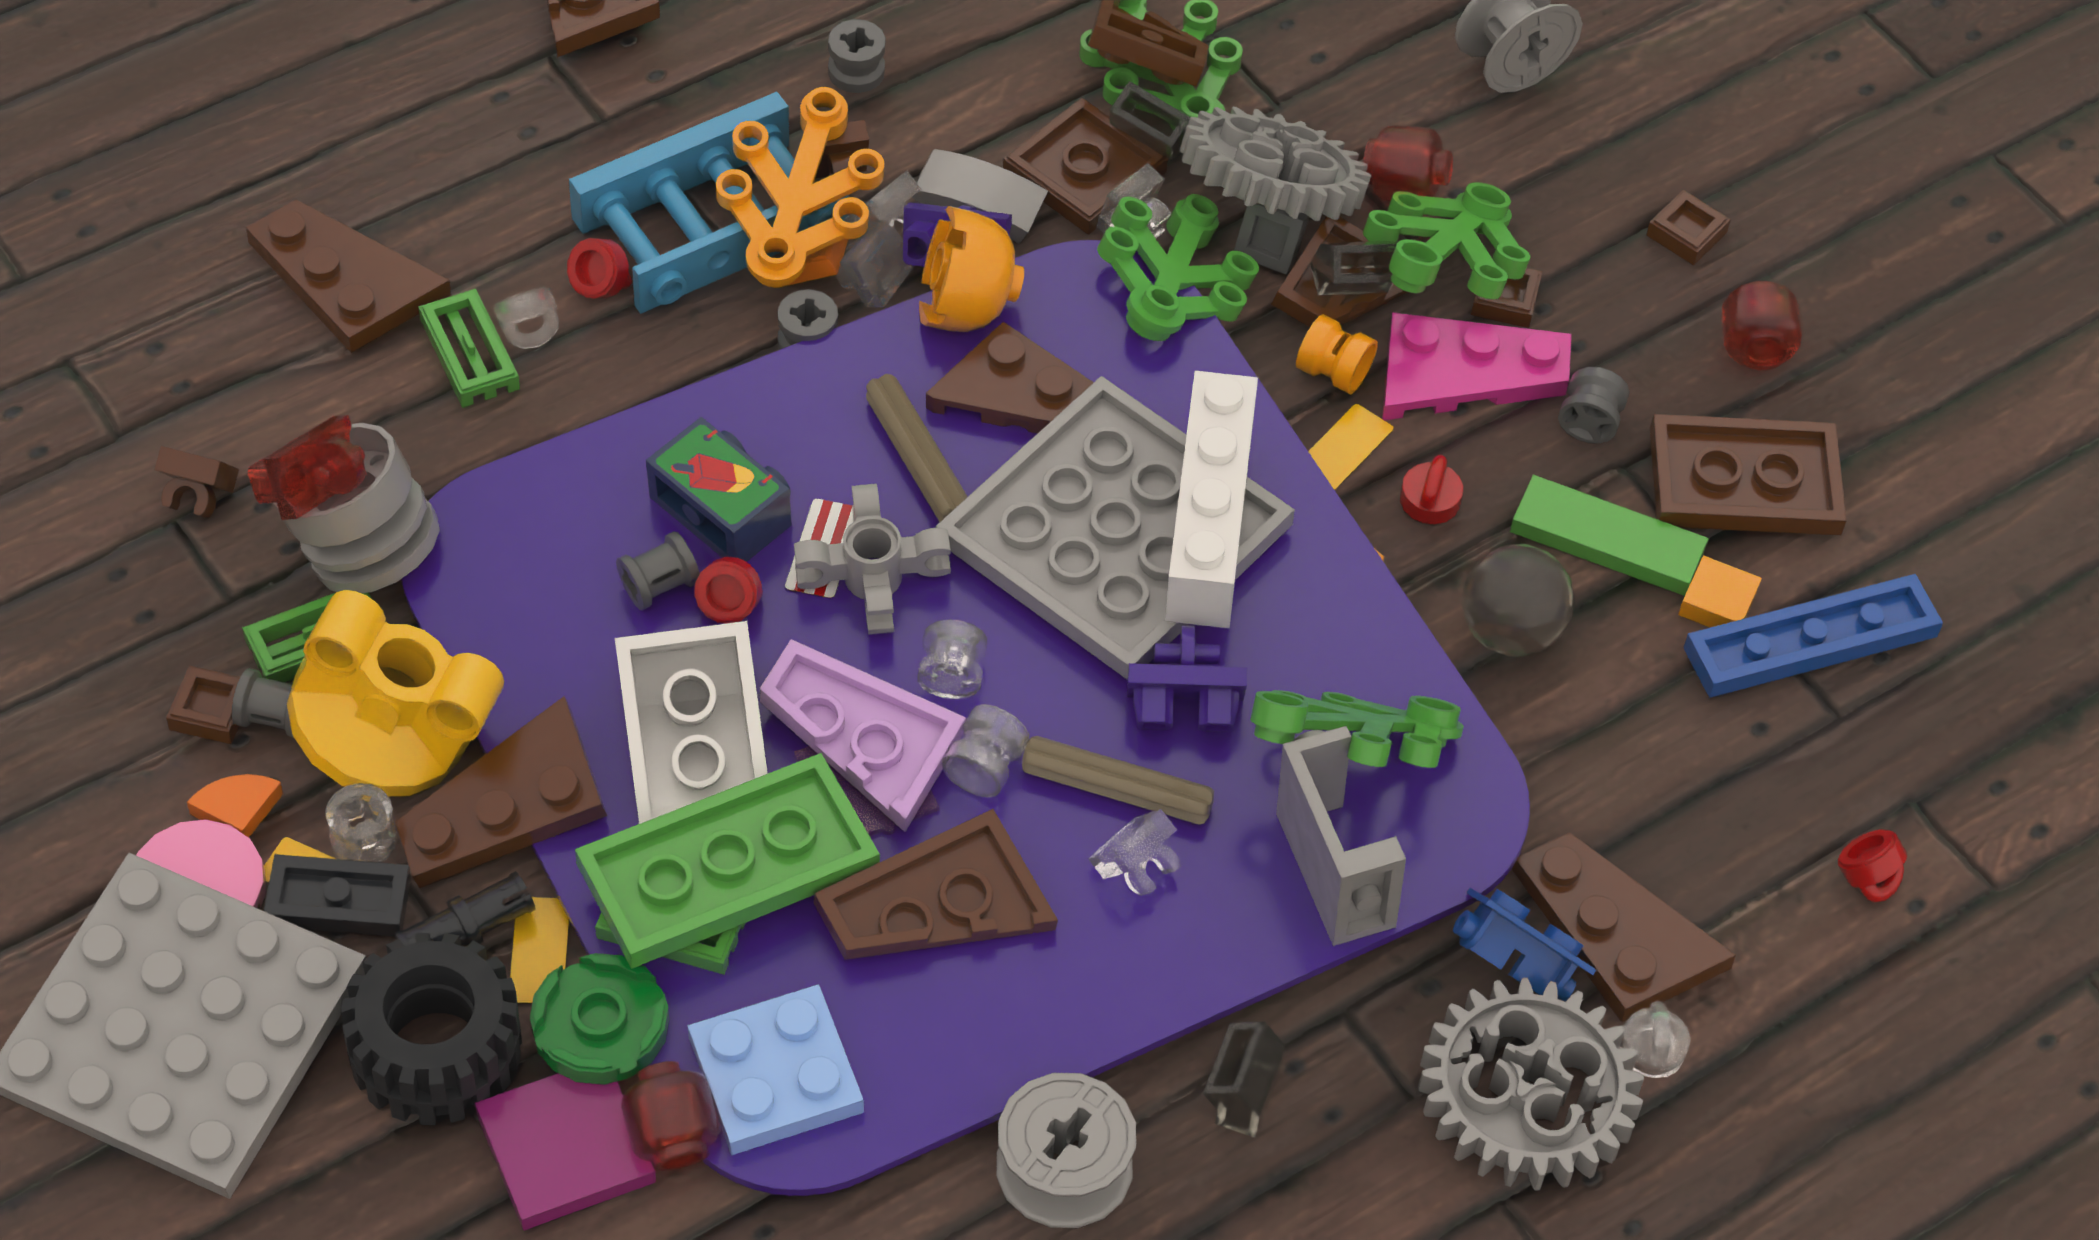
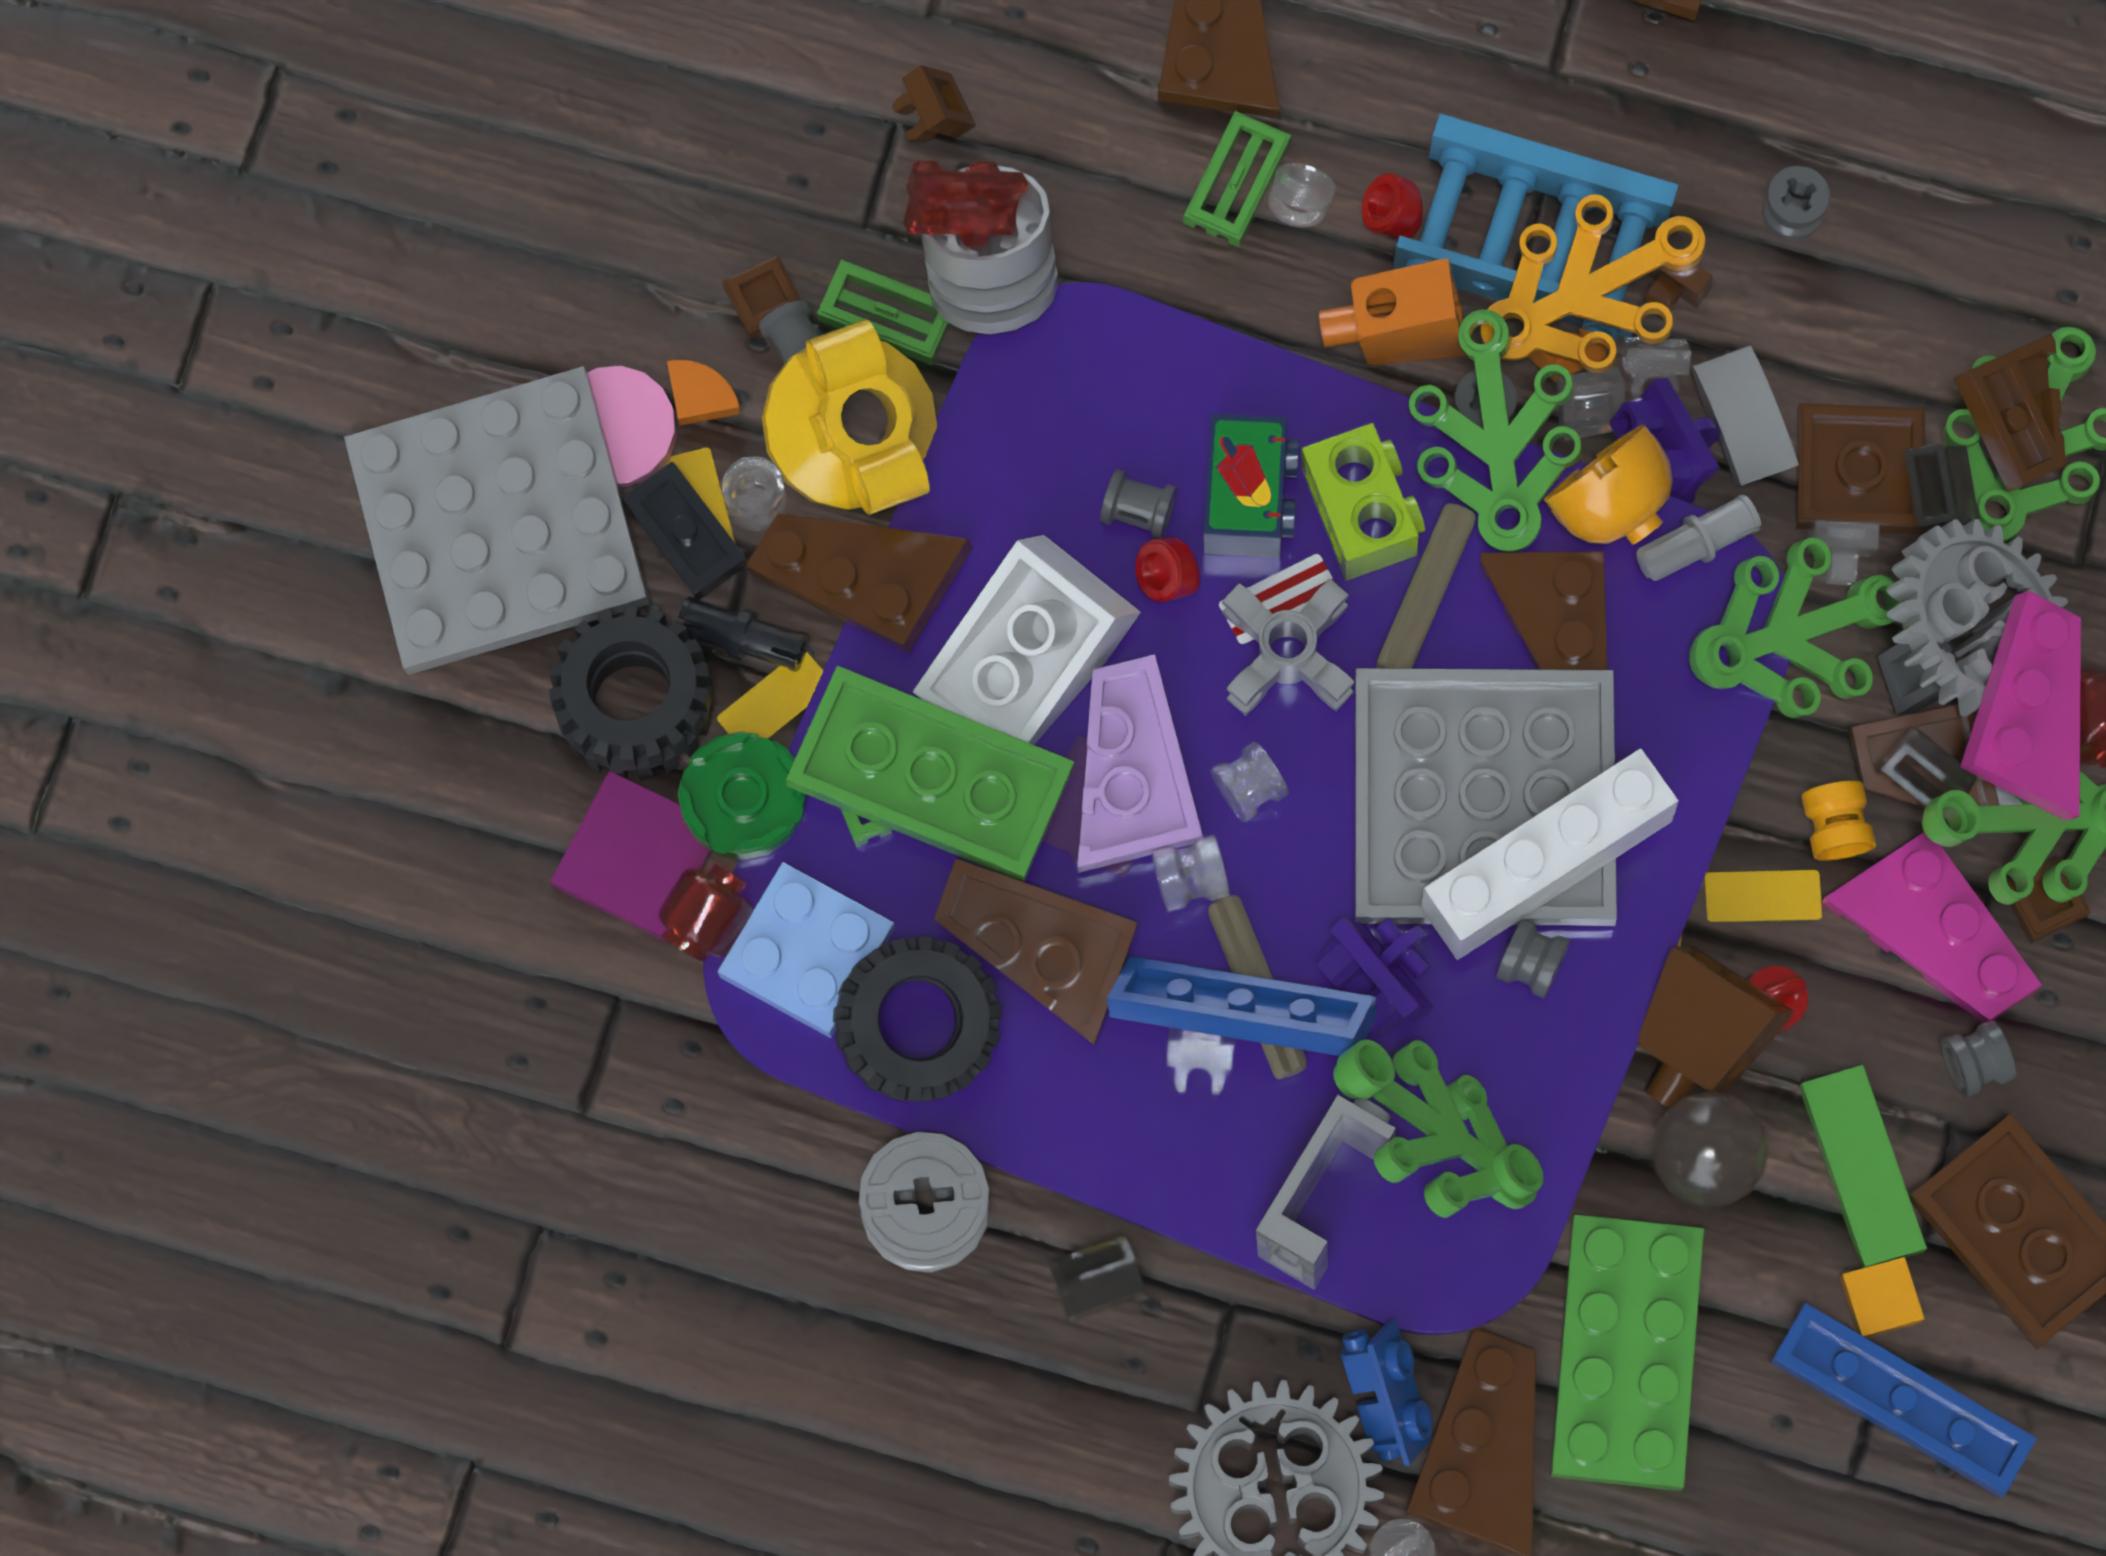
camera: 55 degrees right, 20 degrees up
(693, 311) = (1400, 315): none -> orange torso
(810, 431) = (1348, 504): none -> lime brick
(852, 318) = (1499, 442): none -> bright green plant
(949, 975) = (972, 1004): none -> black tyre
(1053, 260) = (1699, 538): none -> light grey axle
(1134, 783) = (1241, 1006): none -> blue plate
(1274, 583) = (1533, 959): none -> dark grey wheel
(1374, 172) = (2031, 709): none -> dark pink wing
(1422, 530) = (1705, 1025): none -> reddish brown torso
(1625, 781) = (1627, 1353): none -> bright green plate

